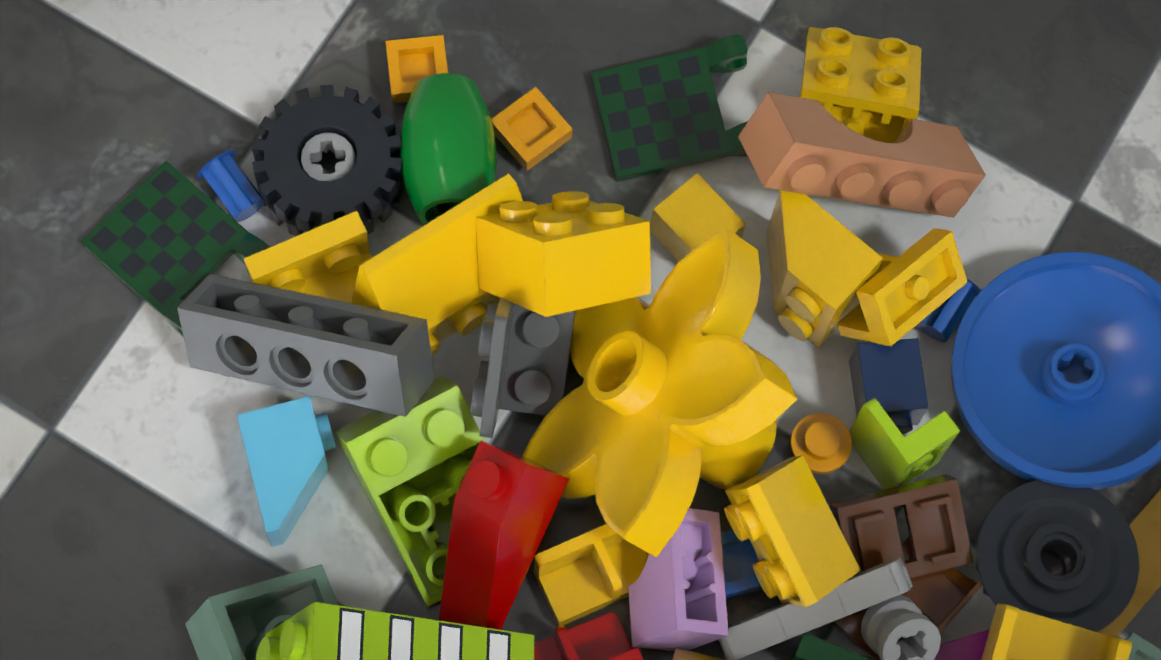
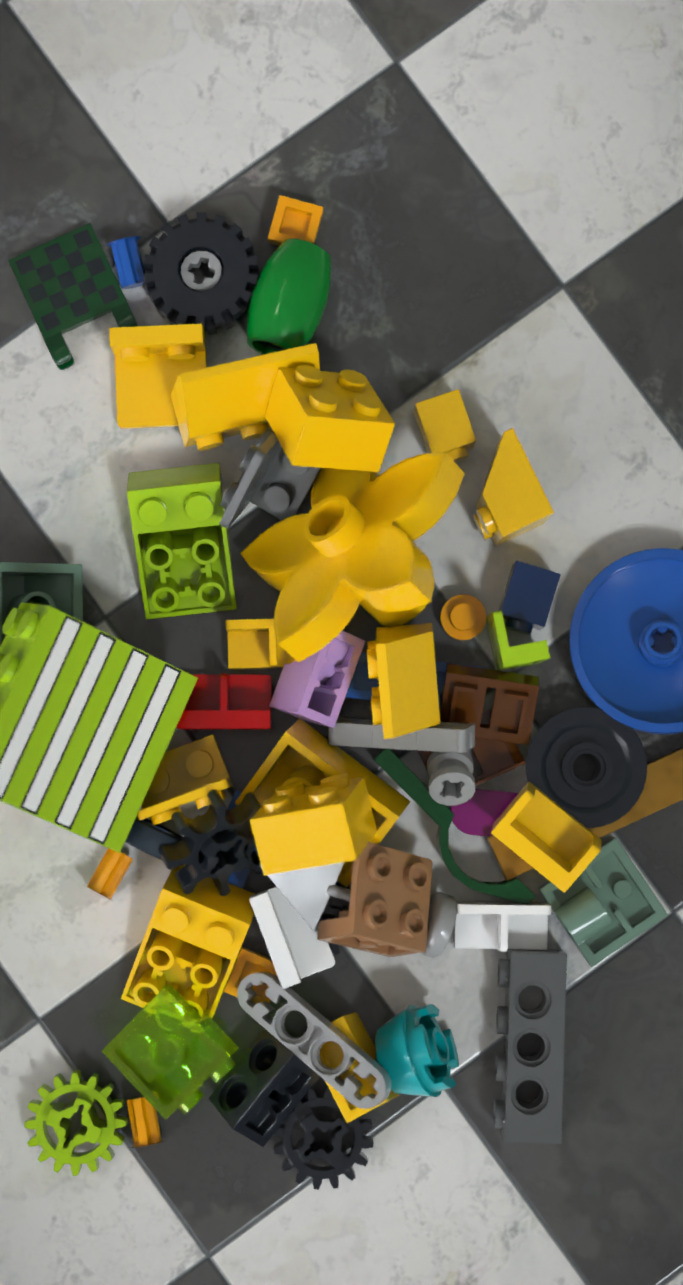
camera: 25 degrees right, 15 degrees up
(285, 460) = (86, 481): medium azure slope -> none
(308, 344) = (129, 408): dark grey brick -> none
(495, 534) = (203, 595): red slope -> none
(531, 129) = (358, 303): light orange plate -> none
(667, 110) = (462, 329): dark green flag -> none
(810, 152) = (533, 412): nougat arch -> none
(863, 80) = (607, 370): yellow bracket -> none
(906, 290) = (567, 536): yellow panel -> none
(945, 318) = (598, 555): blue piece -> none

